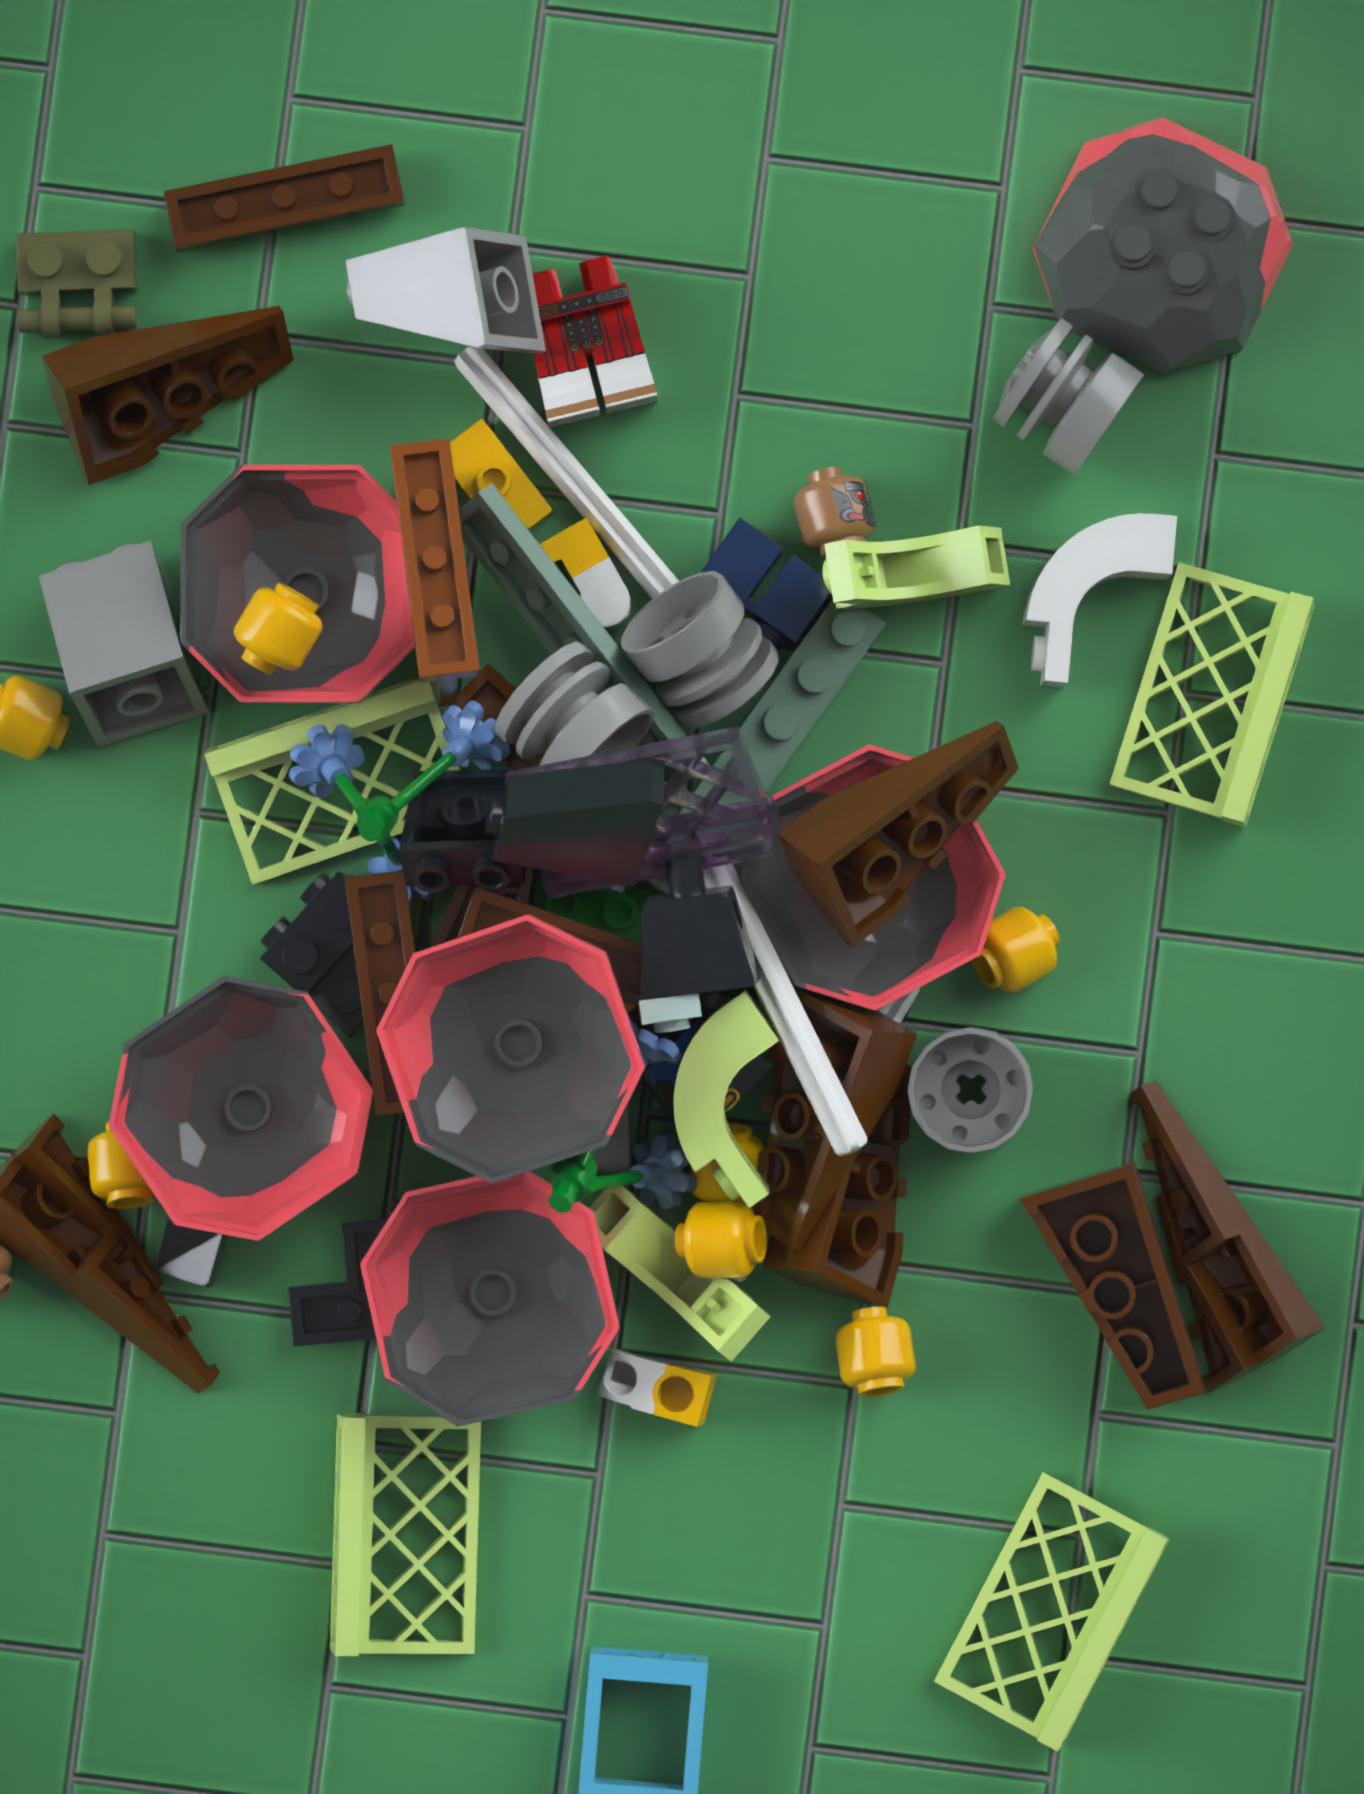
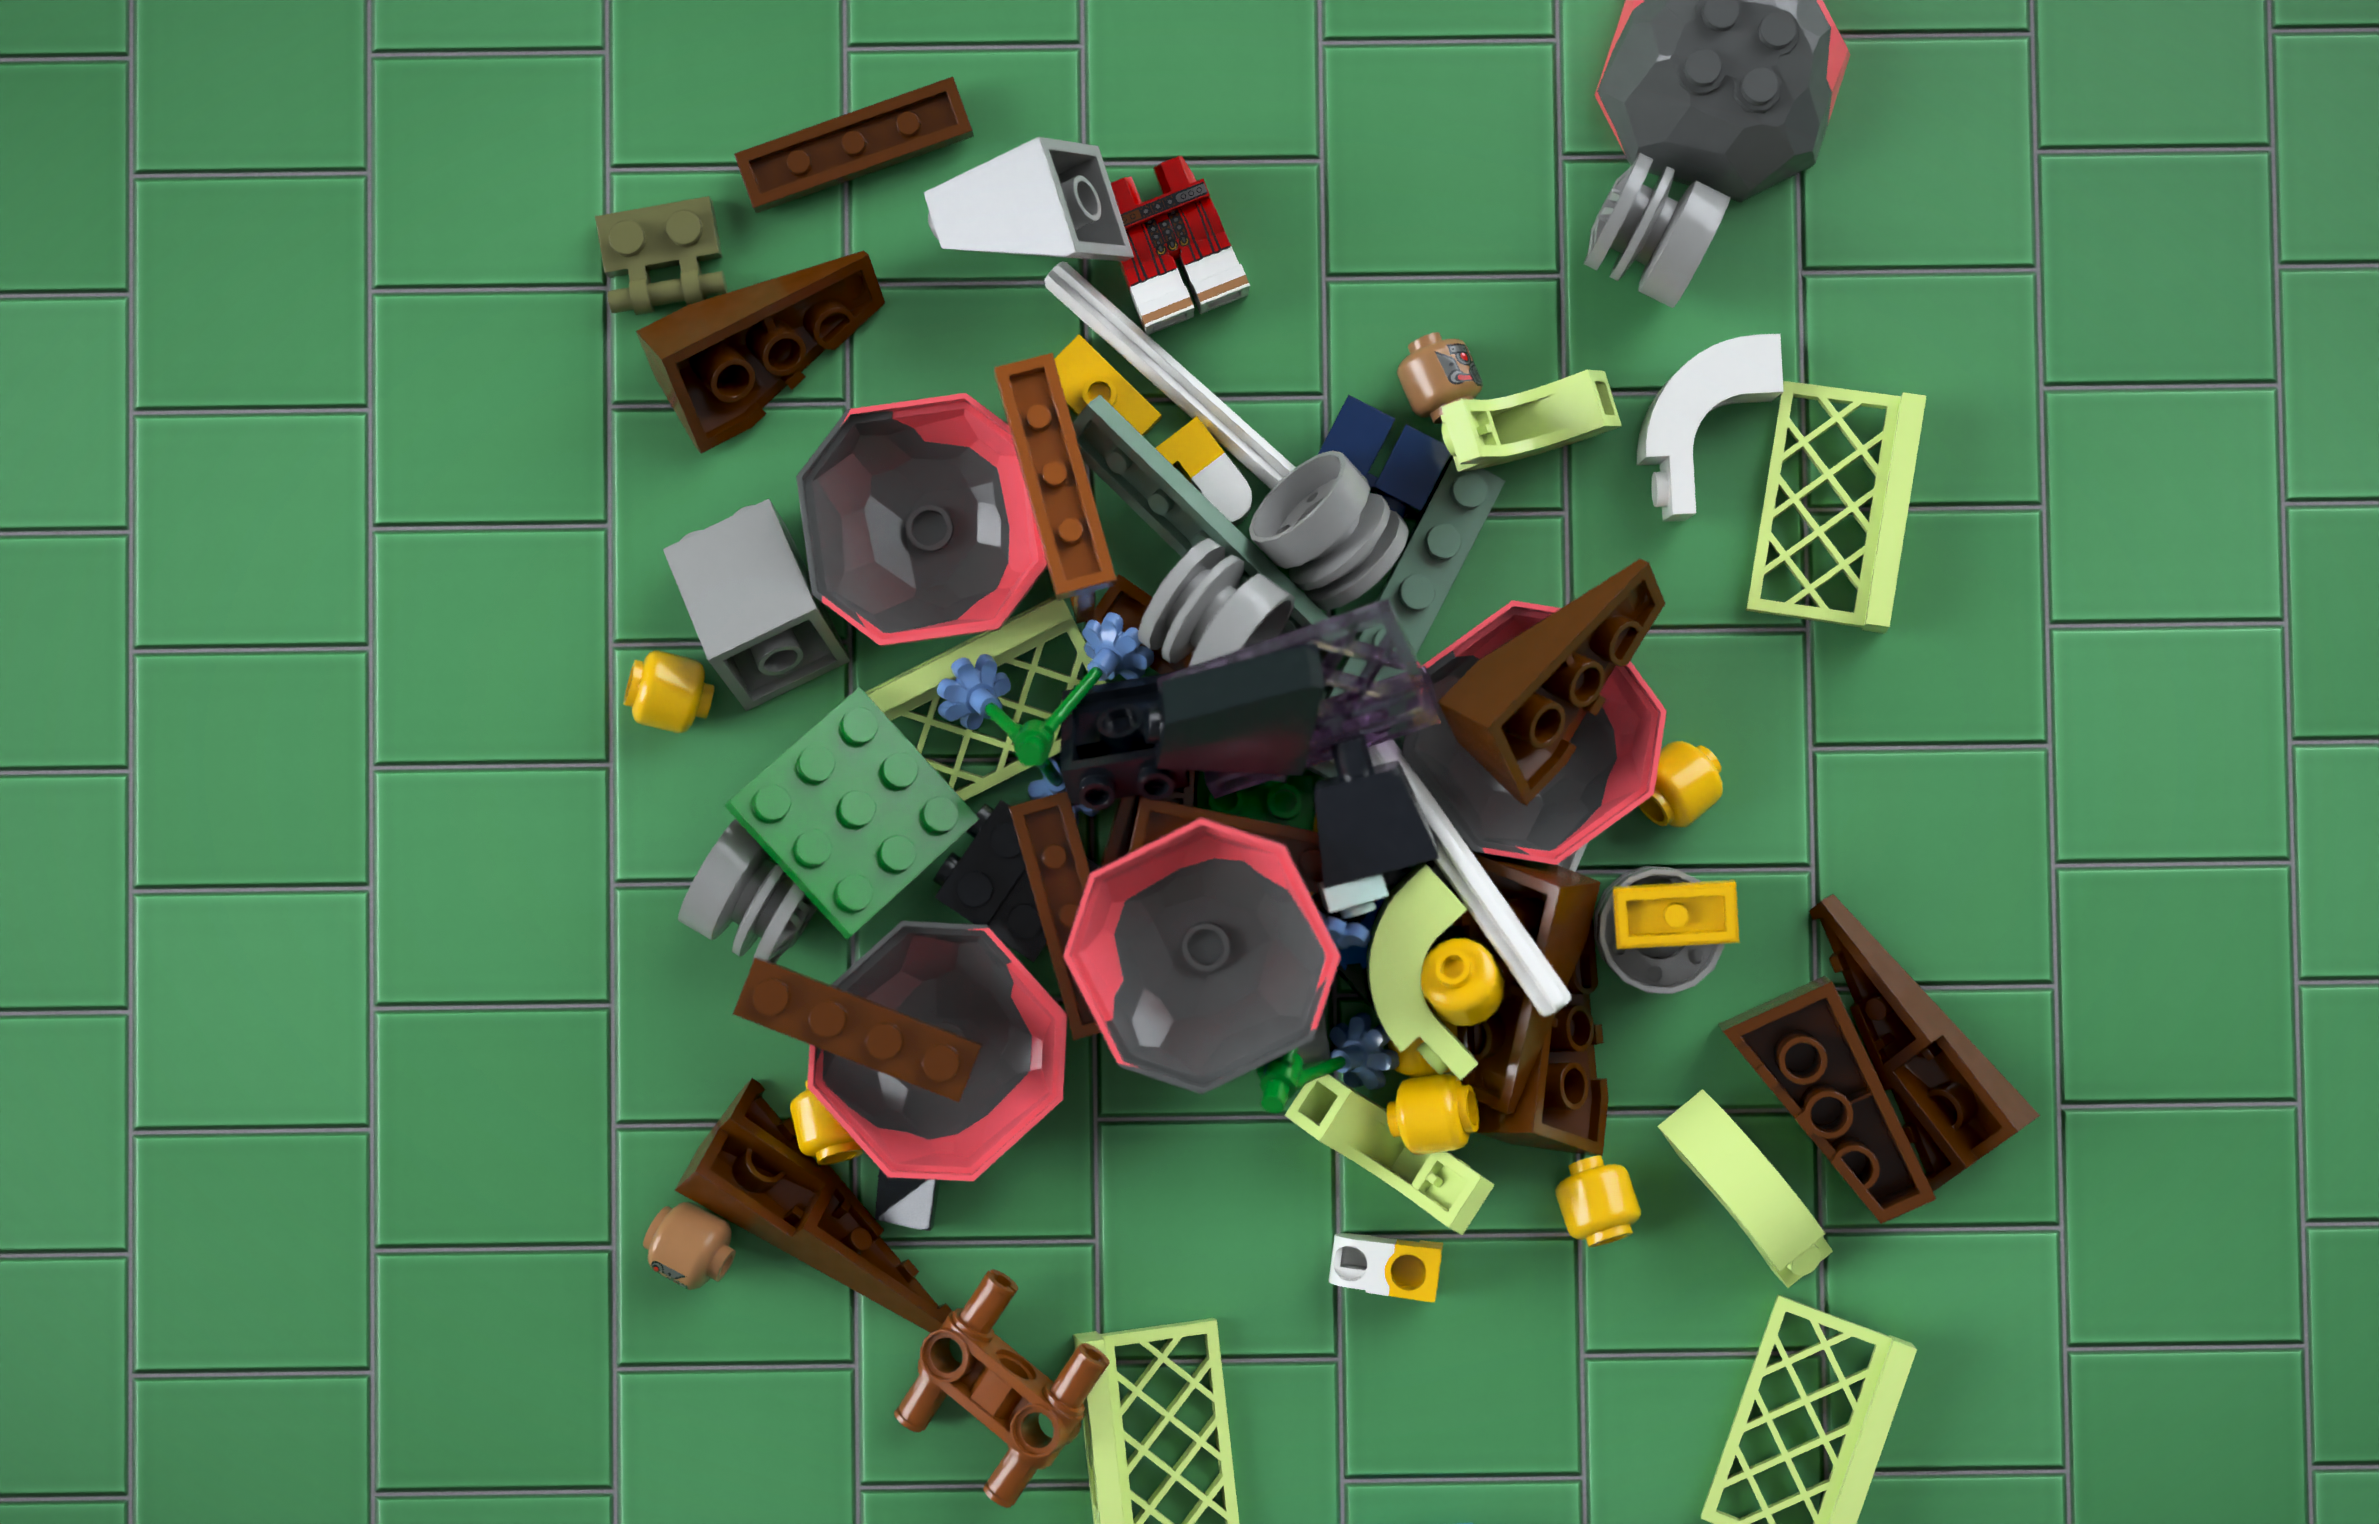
camera: 10 degrees left, 0 degrees up
(81, 928) = (747, 889): none -> light grey wheel
(166, 1075) = (857, 1029): none -> reddish brown plate
(190, 862) = (852, 812): none -> green plate
(257, 1452) = (1001, 1388): none -> dark orange piece
(278, 629) = (907, 566): yellow head -> none
(337, 1309) = (1091, 1220): black plate -> none
(489, 1297) = (1211, 1206): dark grey rock -> none
(764, 1112) = (1462, 982): none -> yellow head
(984, 1075) = (1676, 914): none -> yellow plate
(1024, 1359) = (1747, 1187): none -> yellowish green arch

